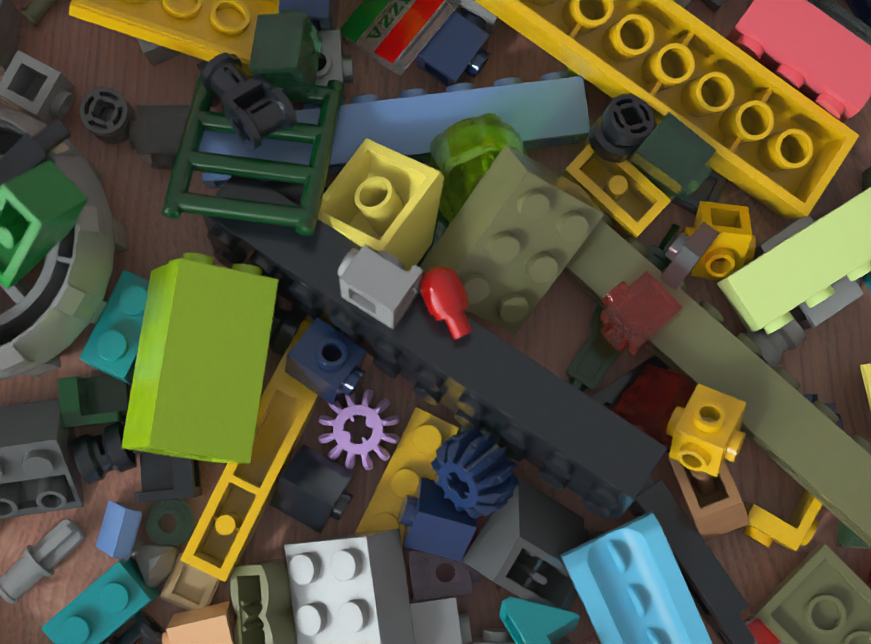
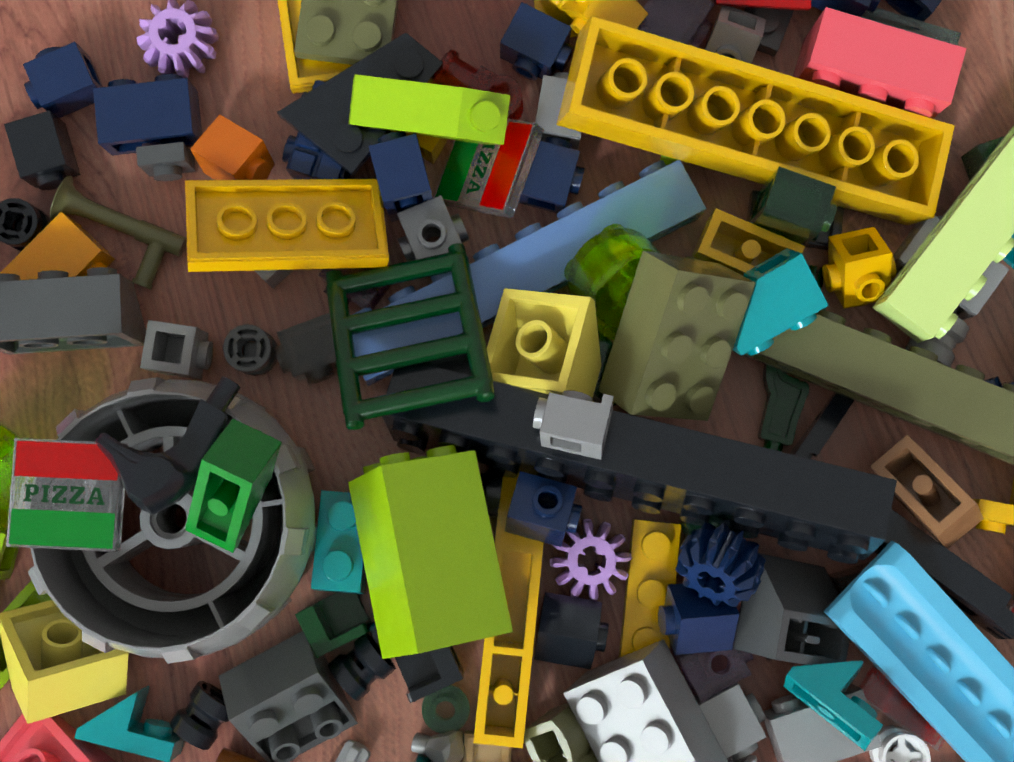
camera: 20 degrees left, 0 degrees up
(119, 530) = (401, 733): medium blue tile -> none
(248, 103) = (389, 296): black connector -> none
(286, 51) = (403, 235): clear green brick -> none
(446, 299) = (642, 414): red cylinder -> none
(621, 128) = (738, 196): black wheel -> none
(624, 239) = (781, 300): none -> teal slope
(637, 313) = (816, 363): clear red brick -> none
(653, 400) = (862, 439): clear red brick -> none
(686, 253) = (840, 290): dark grey plate -> none
(707, 430) = (920, 449): yellow brick -> none

